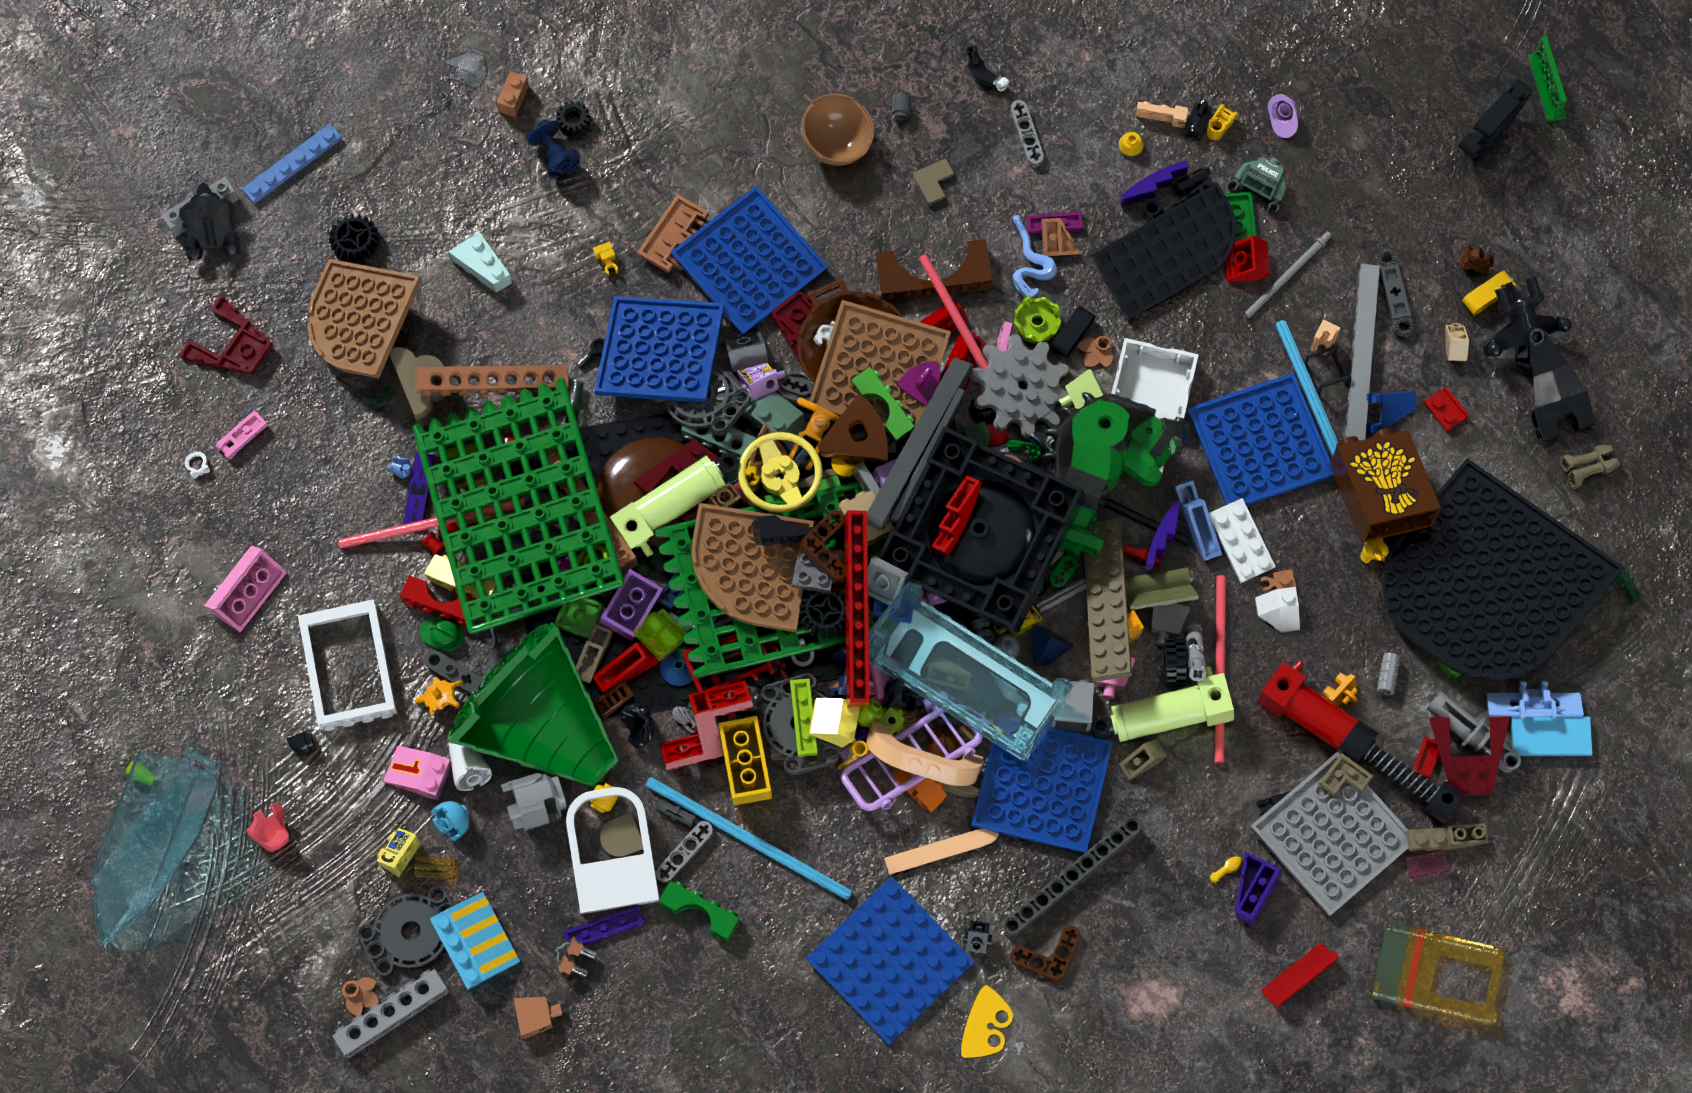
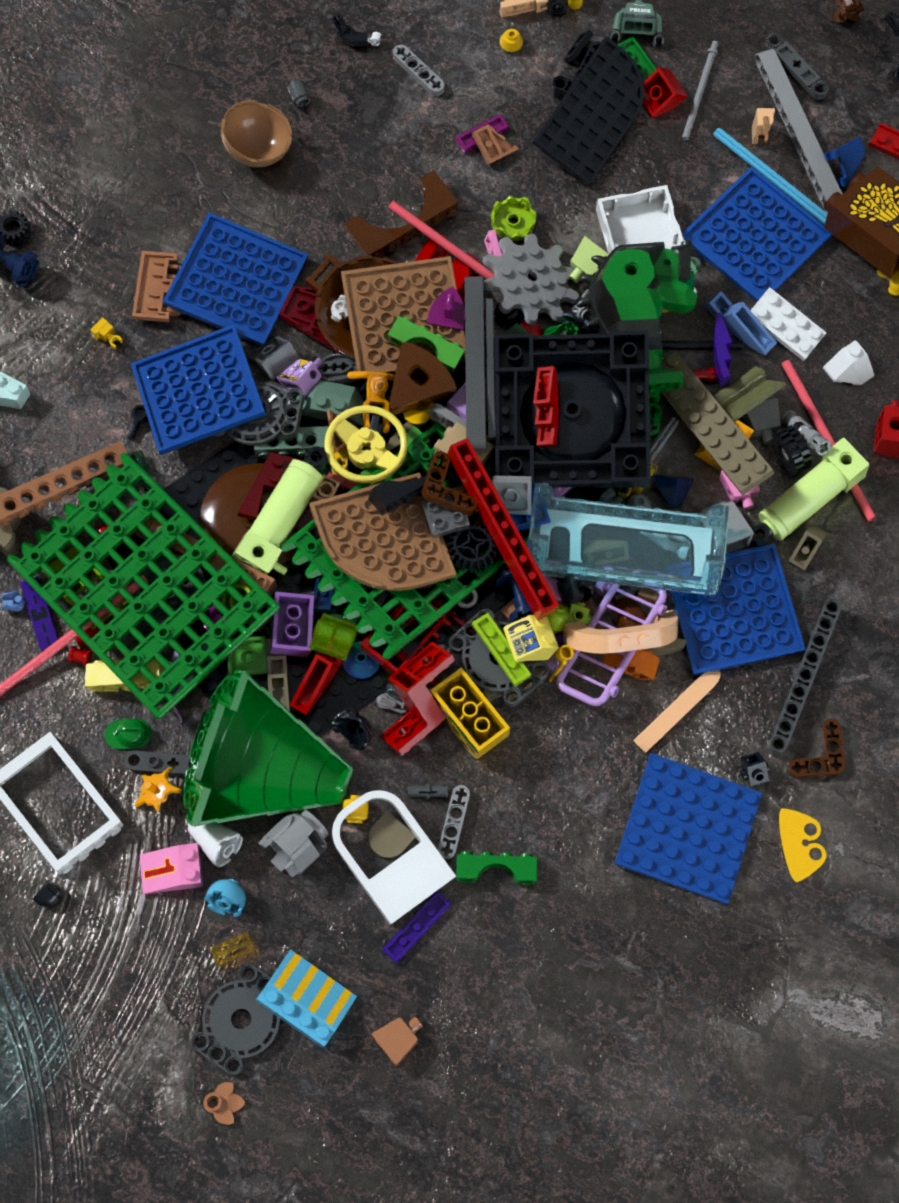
camera: 30 degrees left, 0 degrees up
(269, 831) = (60, 992): coral piece -> none
(385, 1024) = (240, 1156): light grey brick -> none
(398, 852) = (191, 951): light yellow slope -> none
(417, 594) = (87, 708): red arch -> none
(574, 947) = (402, 958): piece -> none
(616, 705) = (316, 707): reddish brown slope -> none
(749, 838) = (504, 782): medium azure axle -> none
(929, 178) = (355, 143): dark tan tile -> none
(1049, 268) = (492, 167): light blue animal -> none
(1072, 331) = (548, 215): black beam -> none
(1096, 354) = (576, 225): nougat plate -> none
(1148, 186) = (547, 67): dark purple slope -> none
(1280, 580) = (835, 343): nougat plate -> none
(1346, 379) = (797, 153): black piece -> none
(1456, 342) = (869, 83): tan slope -> none
(1484, 294) = (871, 33): yellow beam -> none

